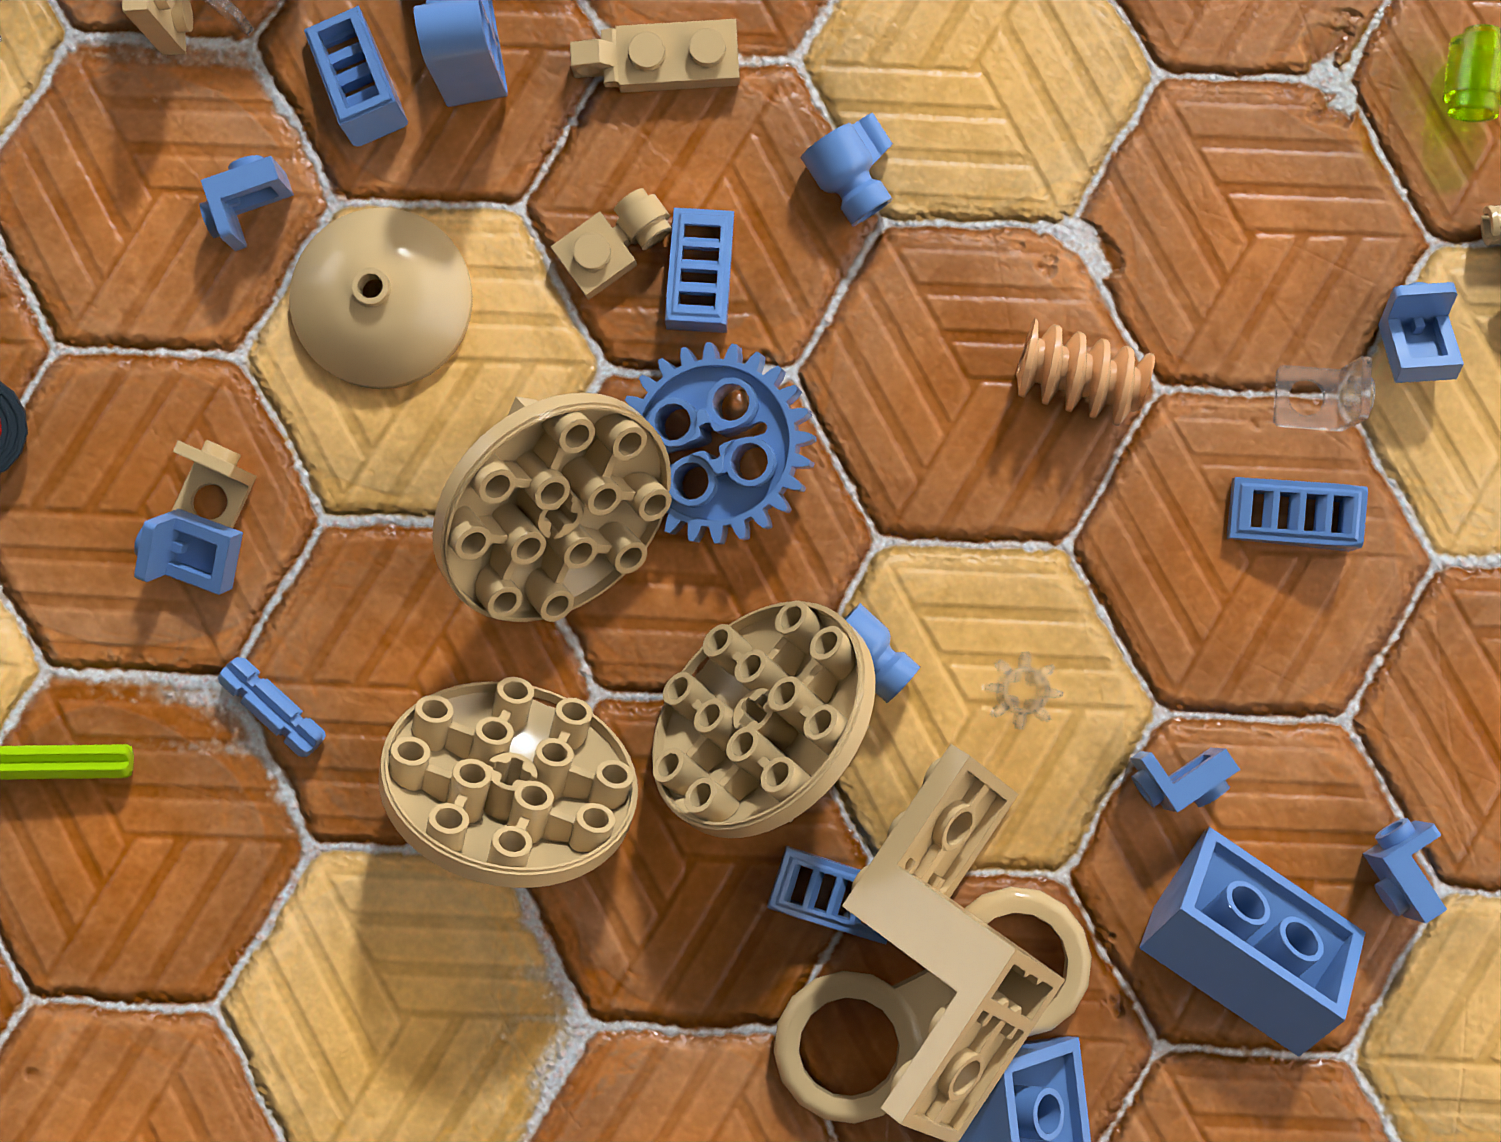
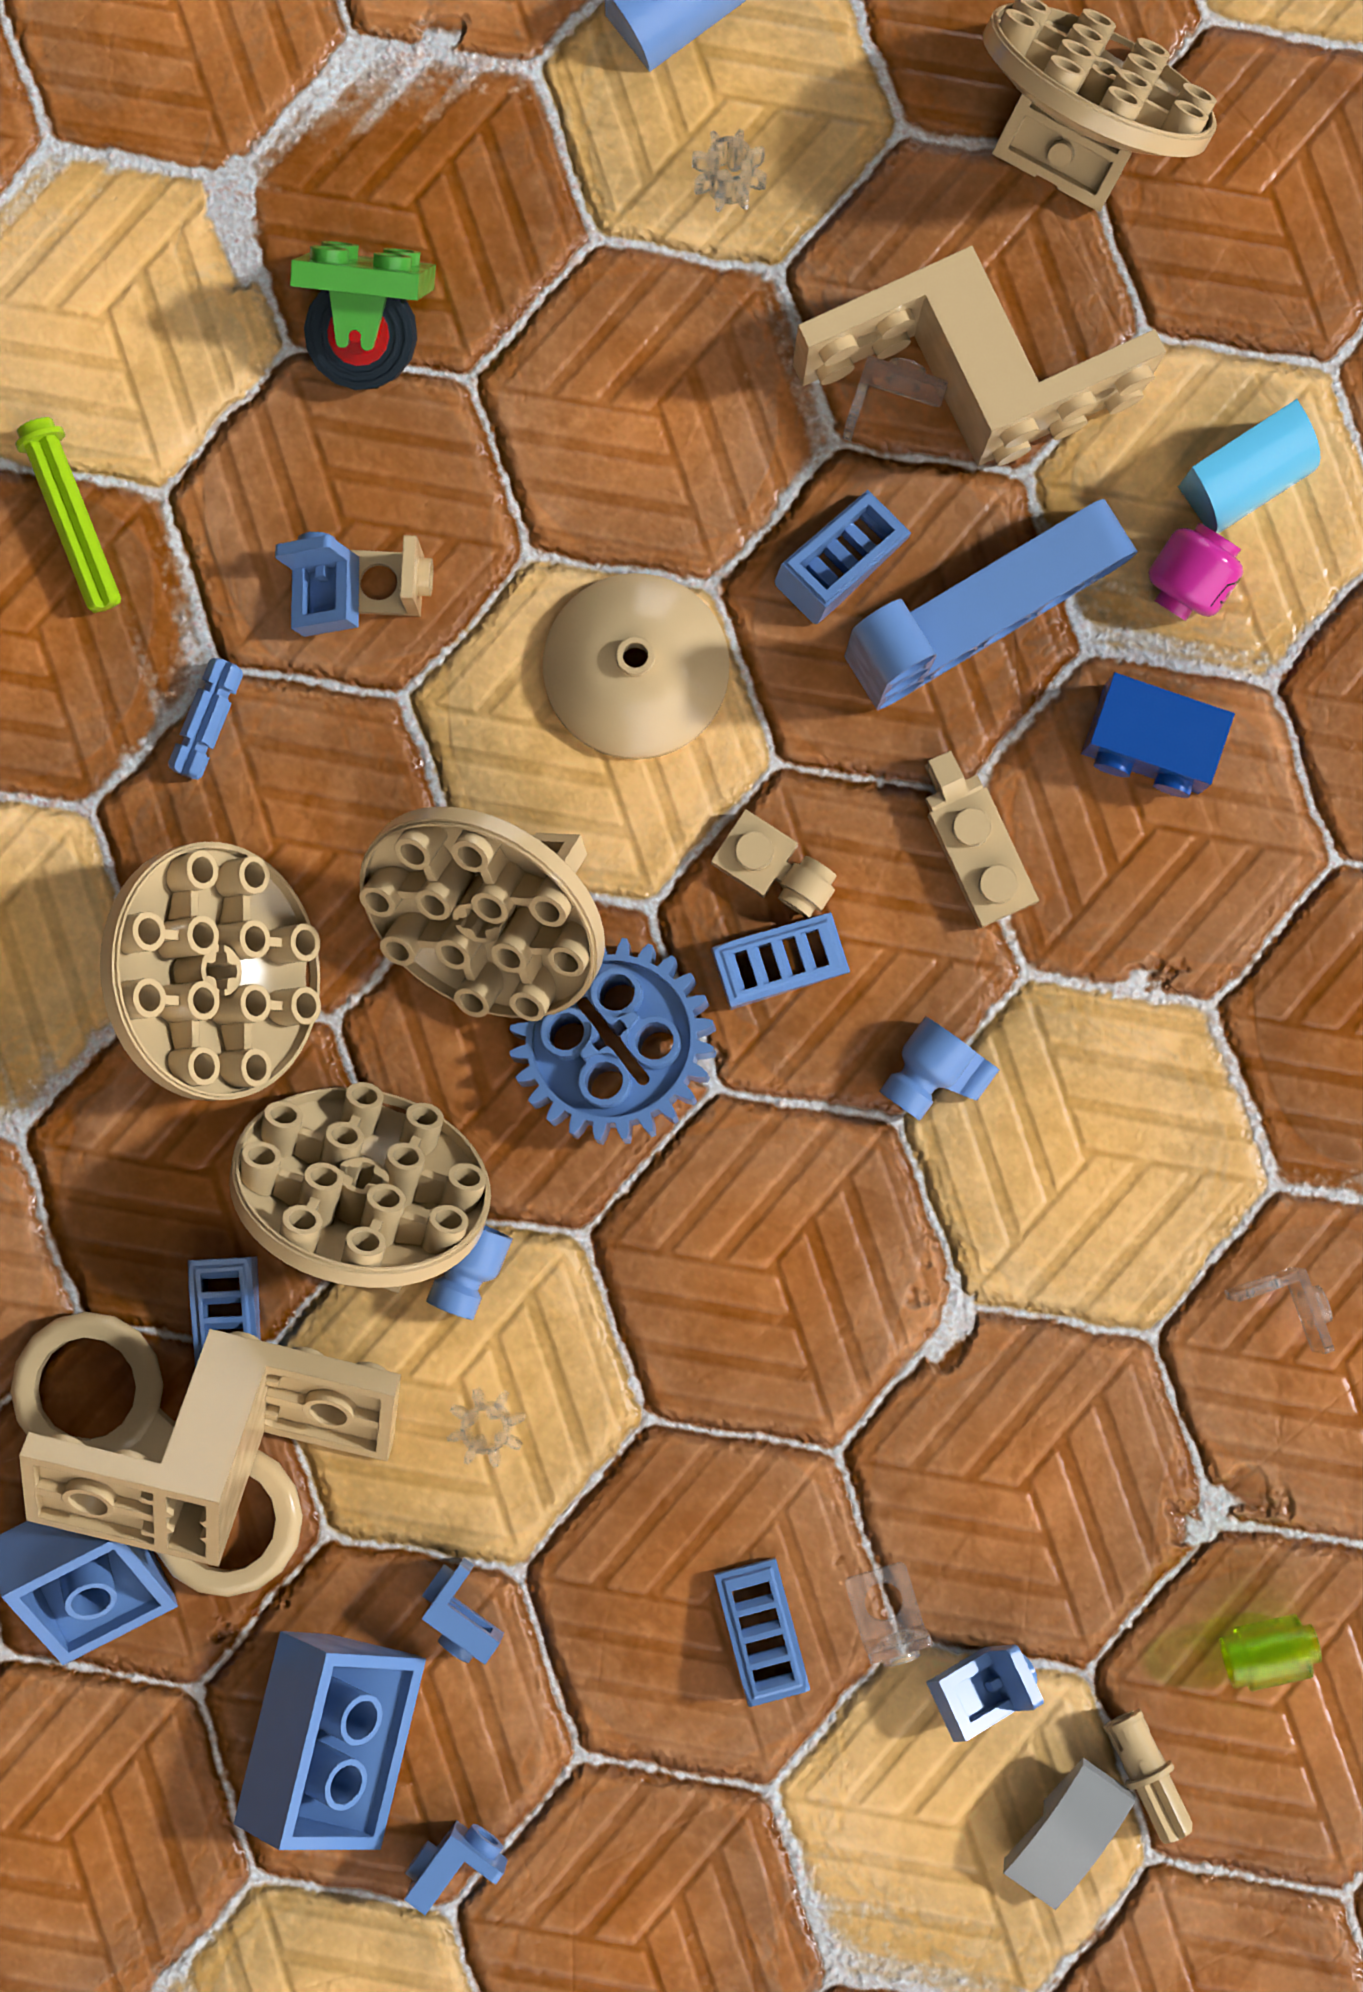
camera: 65 degrees right, 0 degrees up
(244, 187) = (693, 498): medium blue bracket -> none
(1083, 373) = (817, 1371): light nougat piece -> none

